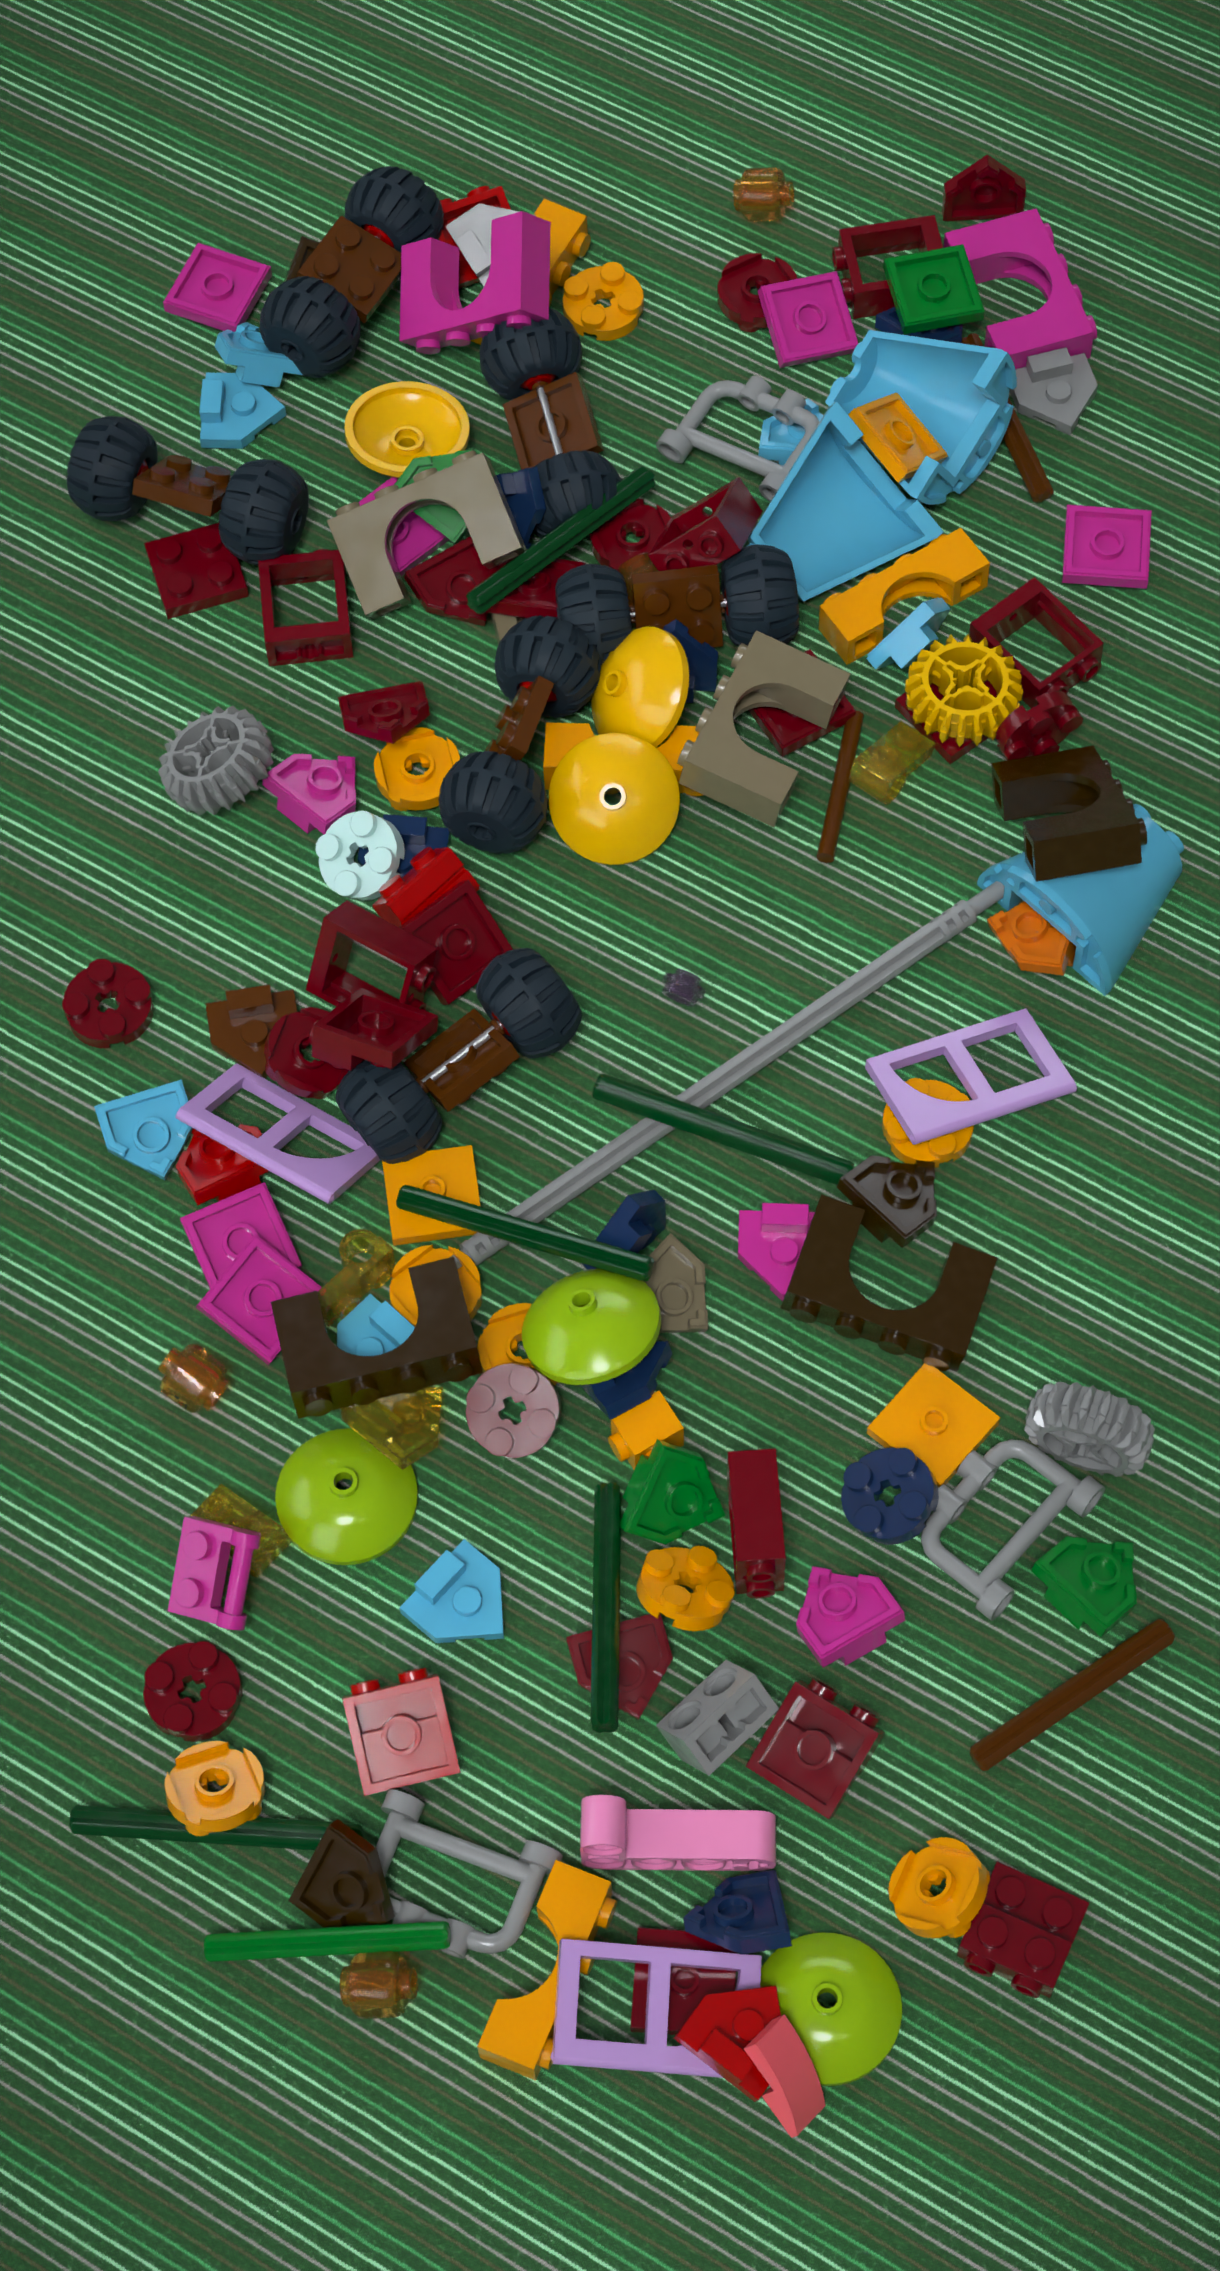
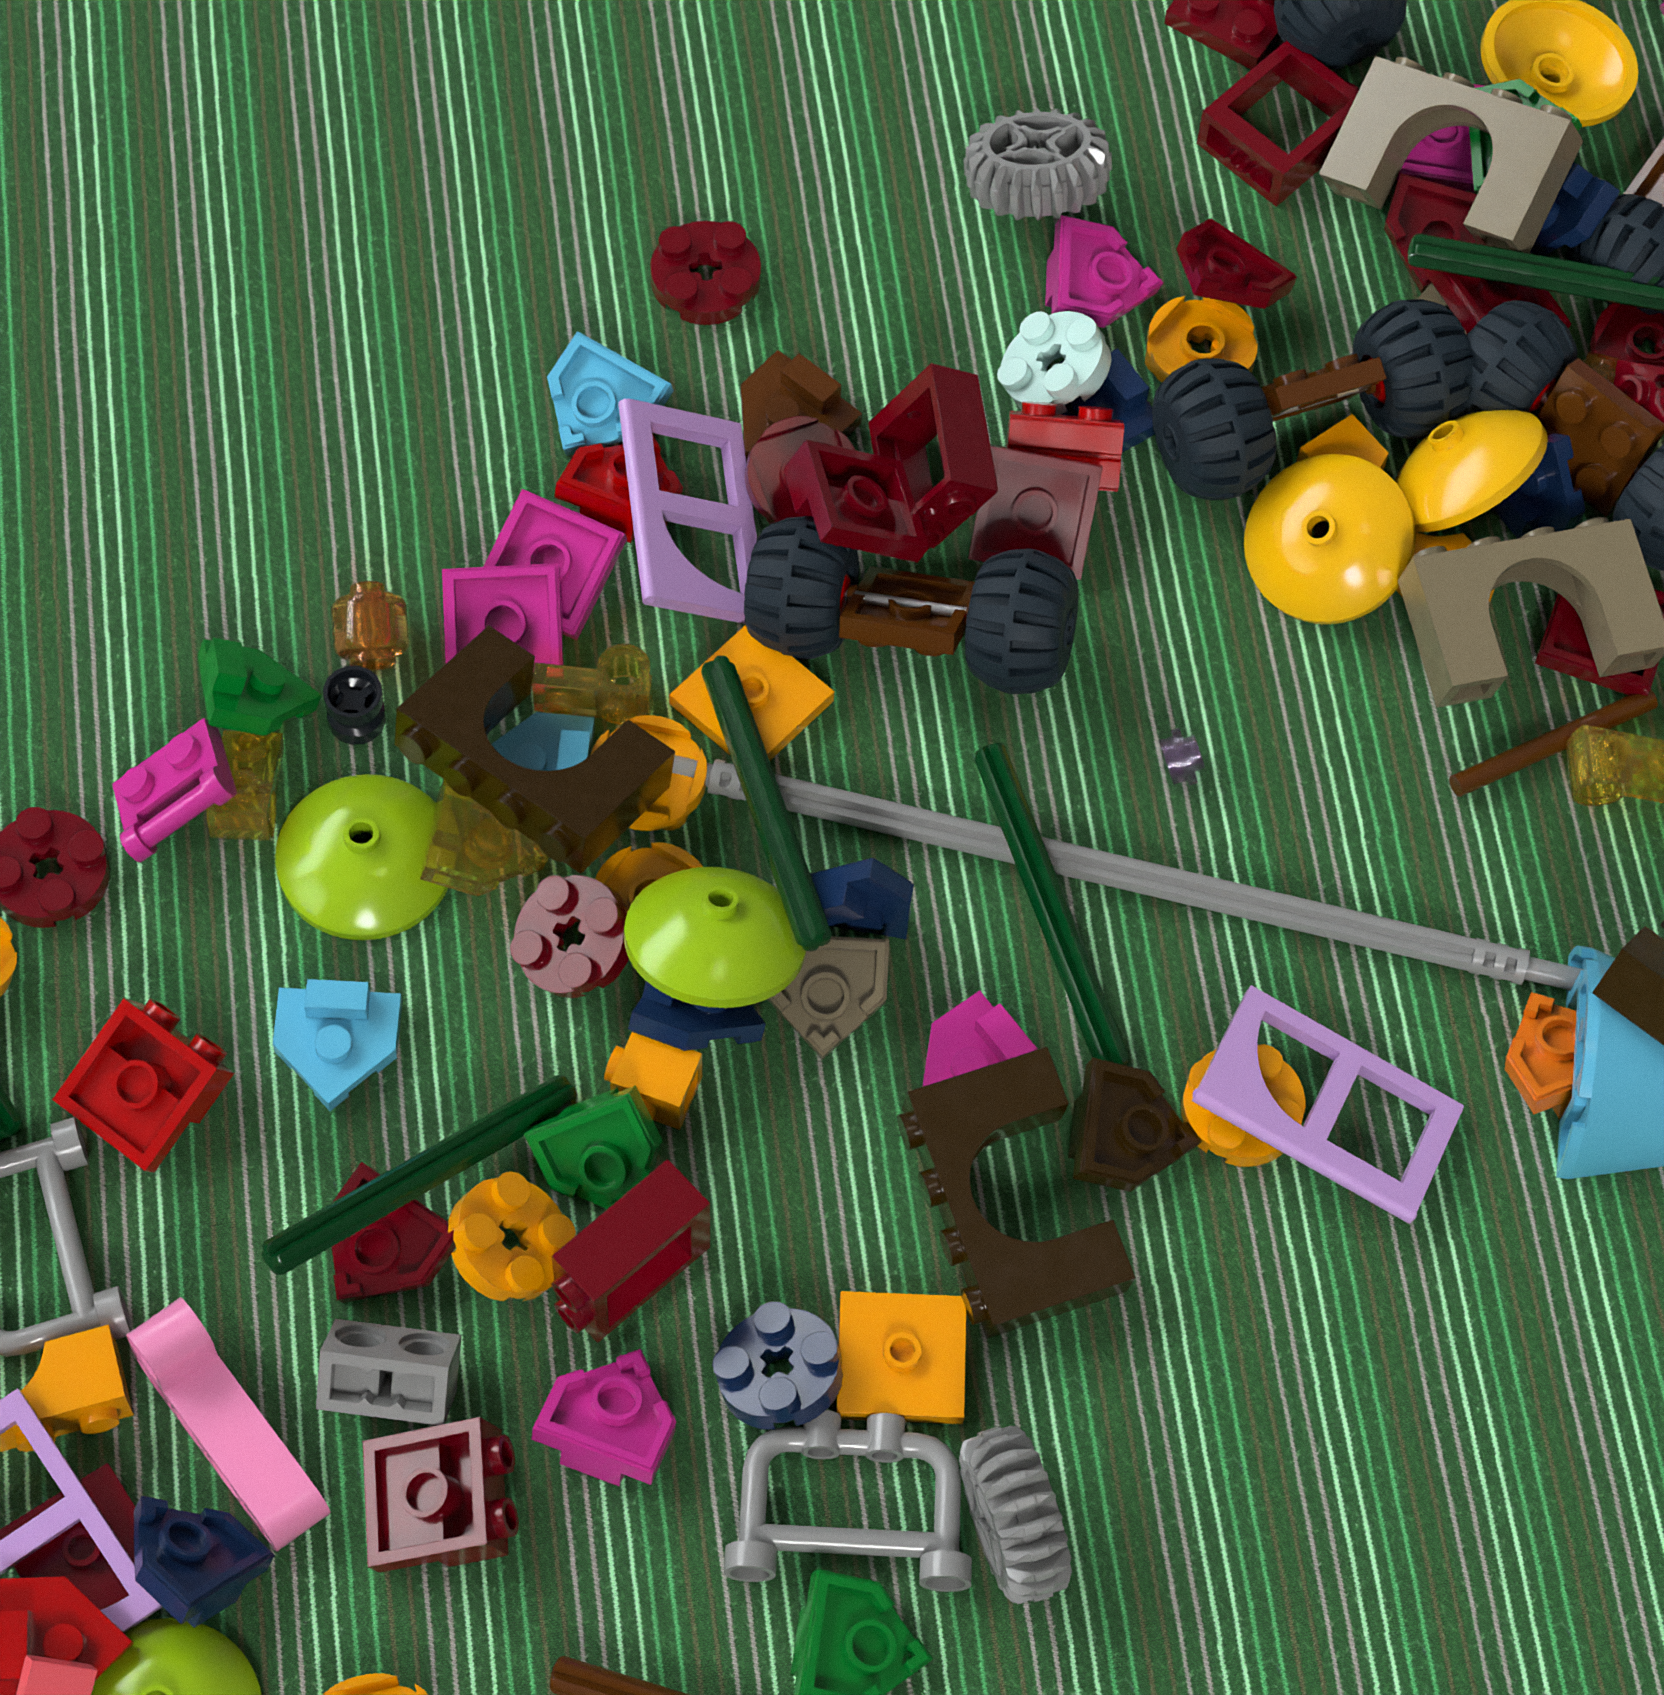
camera: 45 degrees right, 0 degrees up
(175, 1480) = (250, 689): none -> green plate
(238, 1415) = (358, 692): none -> black wheel

